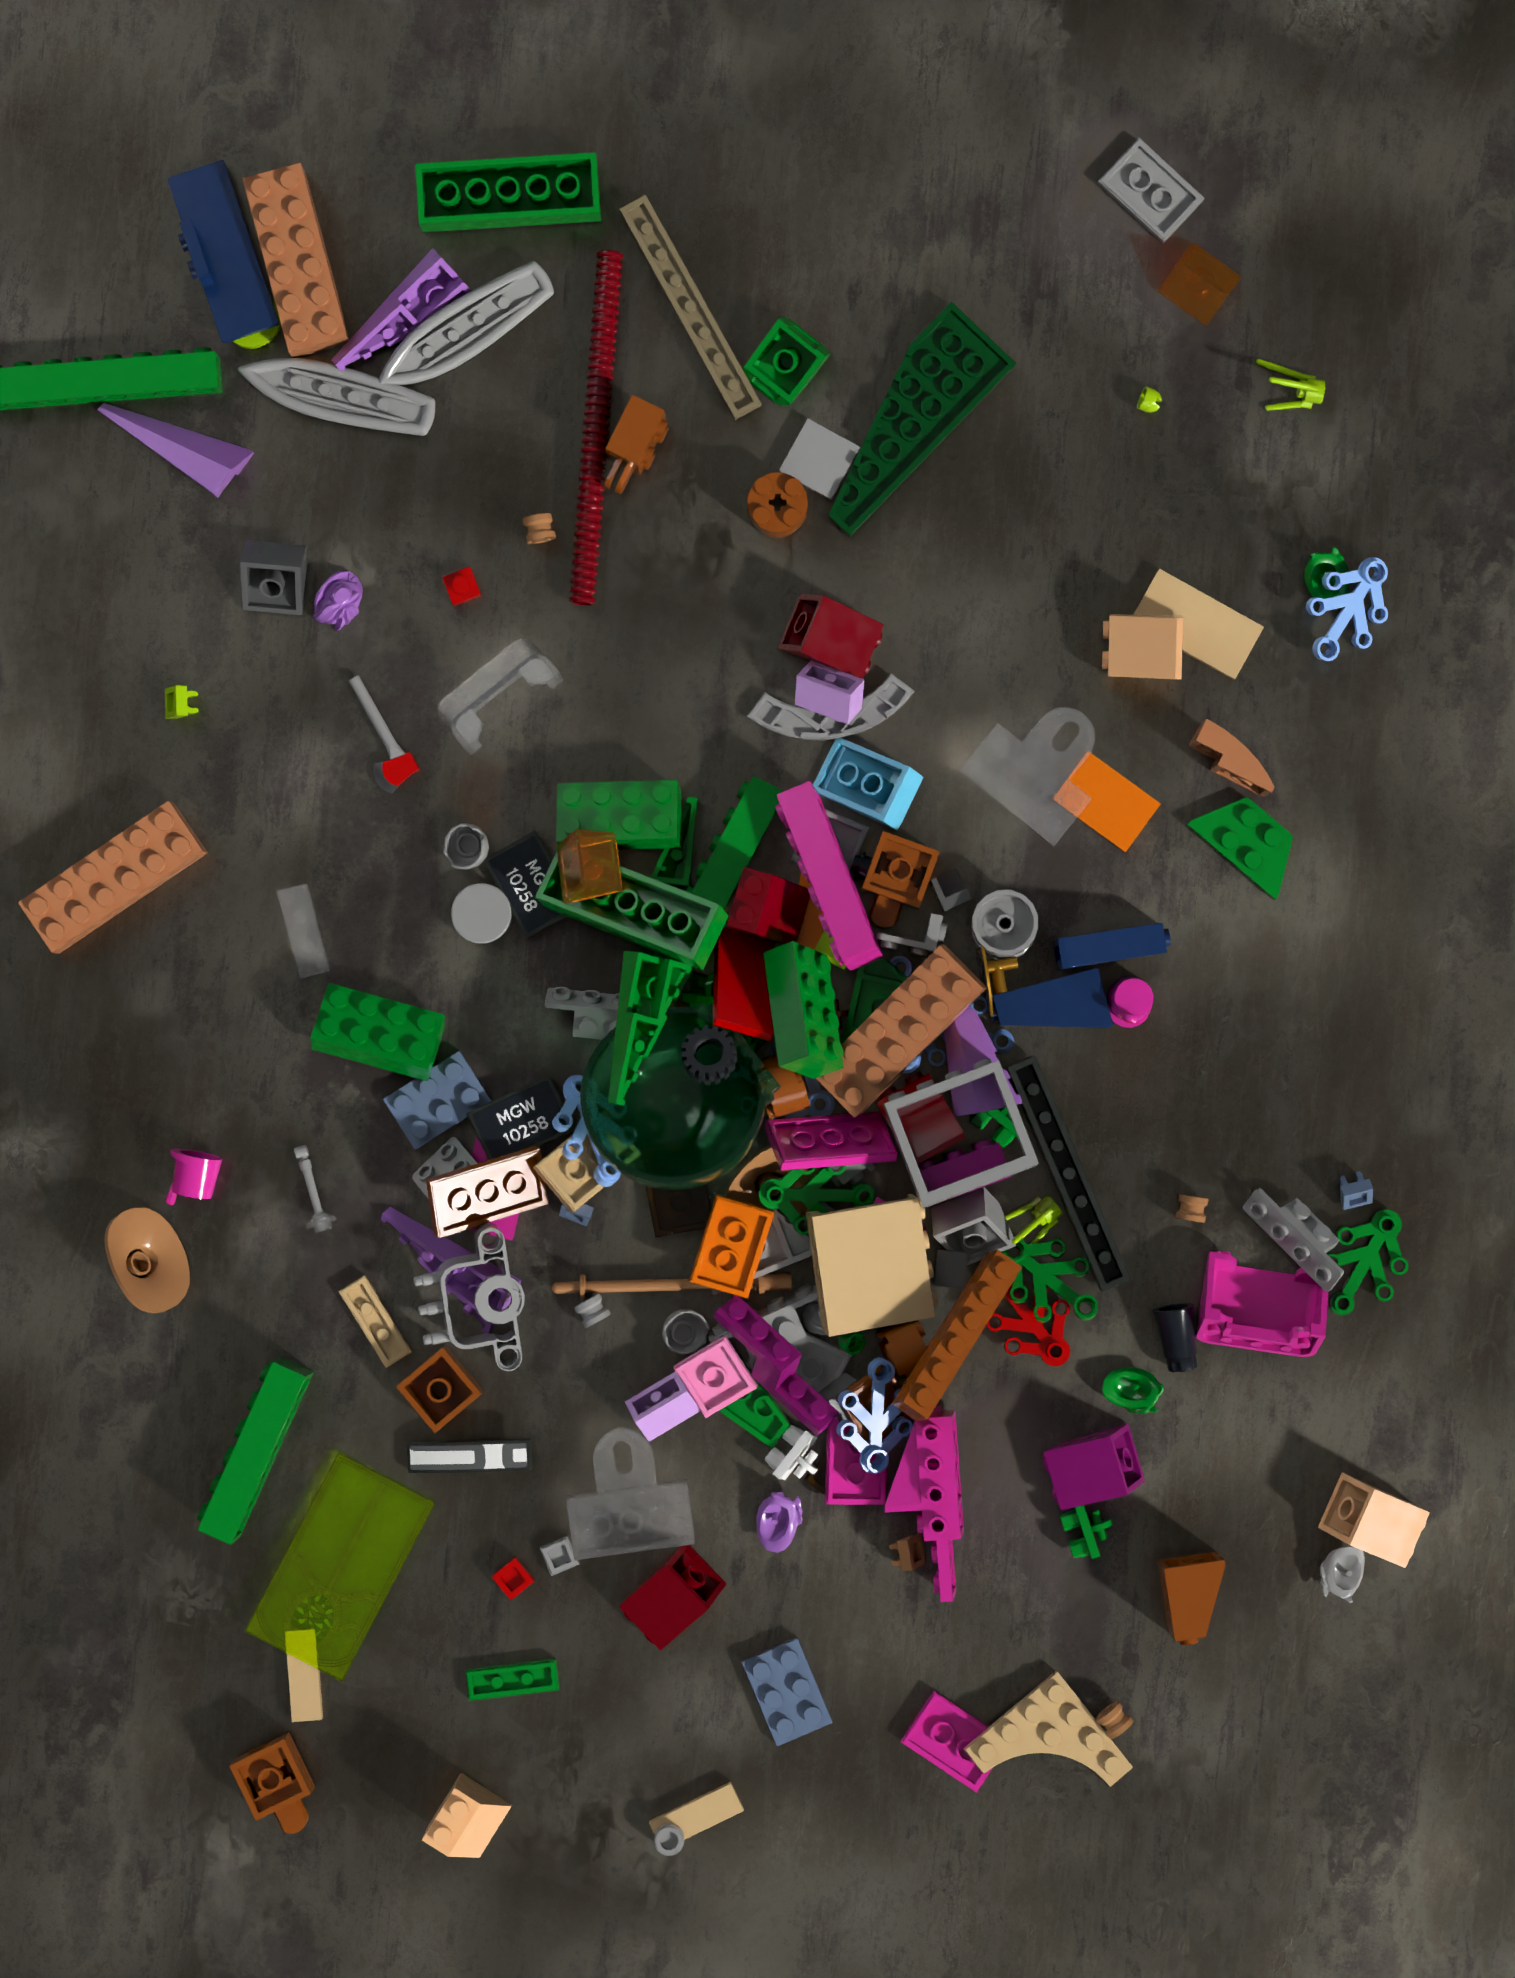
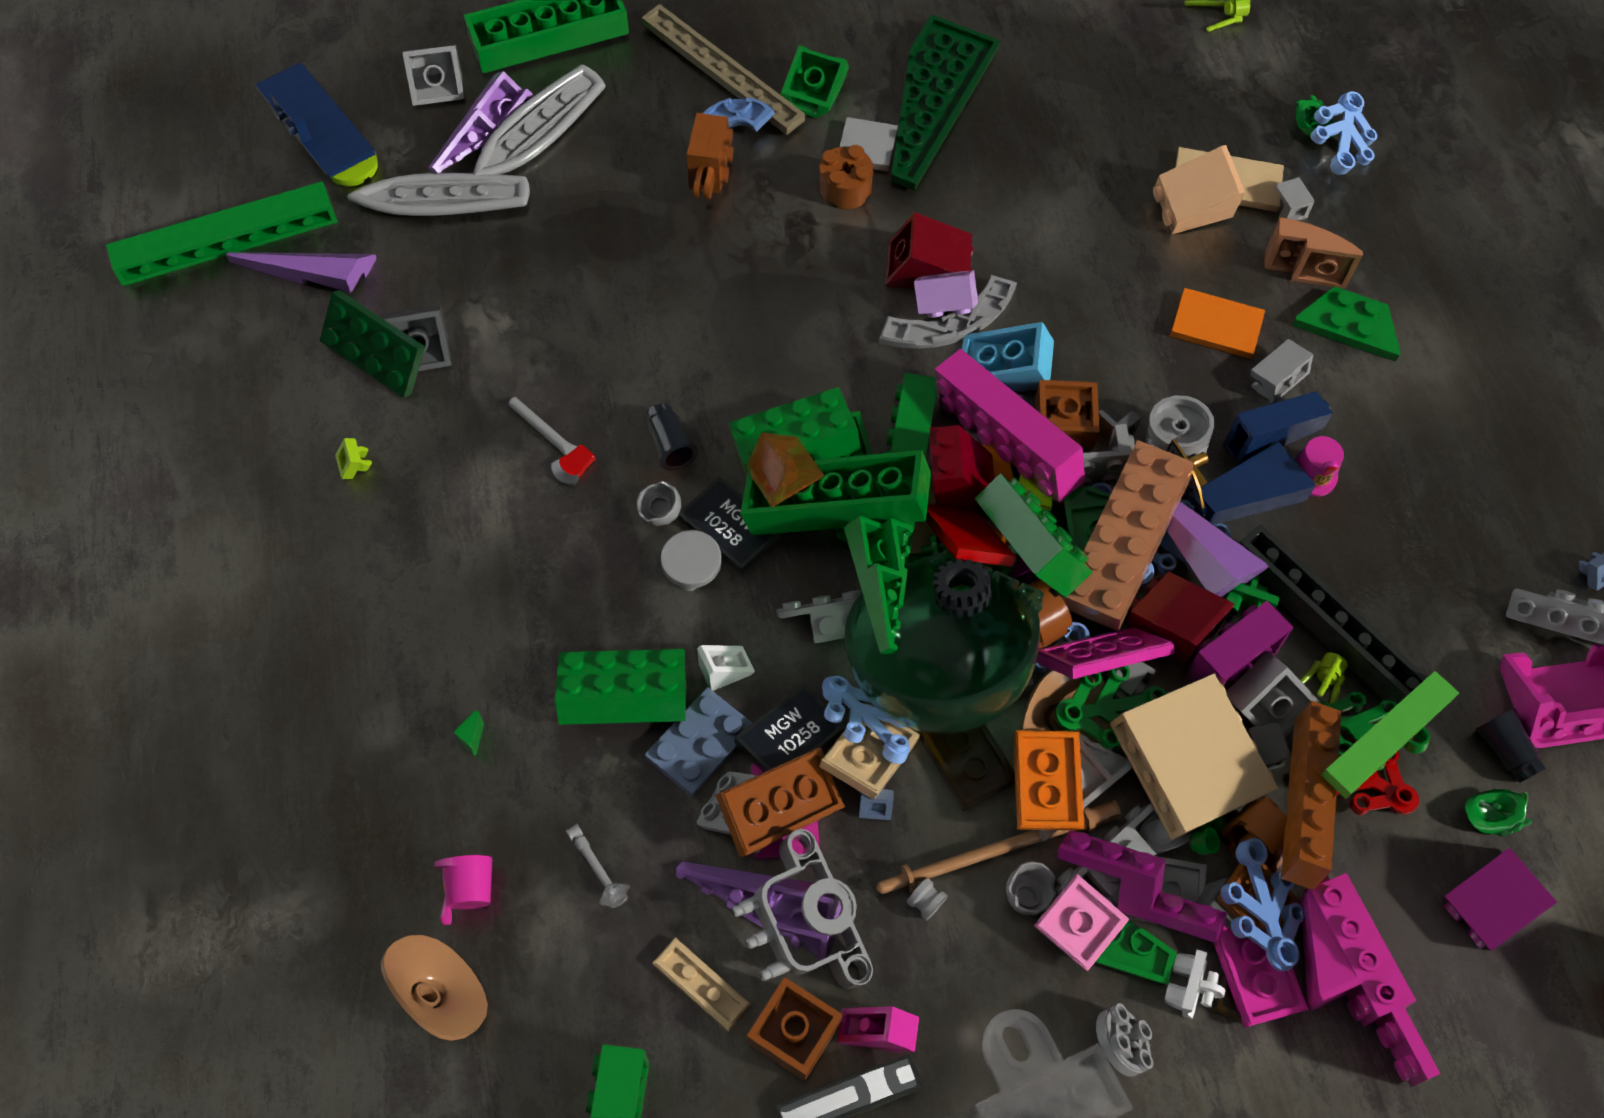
camera: 20 degrees left, 25 degrees down
(113, 877) = (317, 624): nougat brick -> none
(224, 577) = (372, 343): none -> dark green plate
(230, 1031) = (469, 732): none -> green slope
(296, 260) = (380, 109): nougat brick -> none
(303, 931) = (521, 624): clear tile -> none
(338, 599) = (480, 344): medium lavender hat -> none
(367, 223) = (434, 75): none -> light grey slope
(461, 586) = (590, 307): red plate -> none
(481, 1033) = (723, 664): none -> white slope
(497, 772) = (670, 438): none -> black plant
(512, 1408) = (879, 1028): none -> dark pink slope
(516, 660) = (672, 342): clear windscreen -> none
(539, 528) = (646, 244): medium nougat wheel -> none
(596, 425) = (673, 170): dark red piece -> none
(662, 1406) = (1038, 973): lavender brick -> none
(690, 379) = (743, 112): none -> medium blue tile
(714, 1484) = (1124, 1040): none -> light grey tile
(778, 1521) = (1205, 1062): medium lavender hat -> none
(910, 1552) = (1358, 1052): medium nougat tile -> none
(953, 1080) = (1216, 656): light grey window -> none
(1032, 775) = (1149, 314): clear brick -> none
(1050, 1307) = (1389, 734): none -> bright green tile
(1086, 1544) = (1525, 966): green hips -> none
(1144, 881) = (1281, 370): none -> light grey hinge
(1147, 400) = (1115, 42): lime hinge -> none
(1191, 1208) = (1463, 626): medium nougat wheel -> none
(1250, 678) = (1296, 199): none -> light grey panel

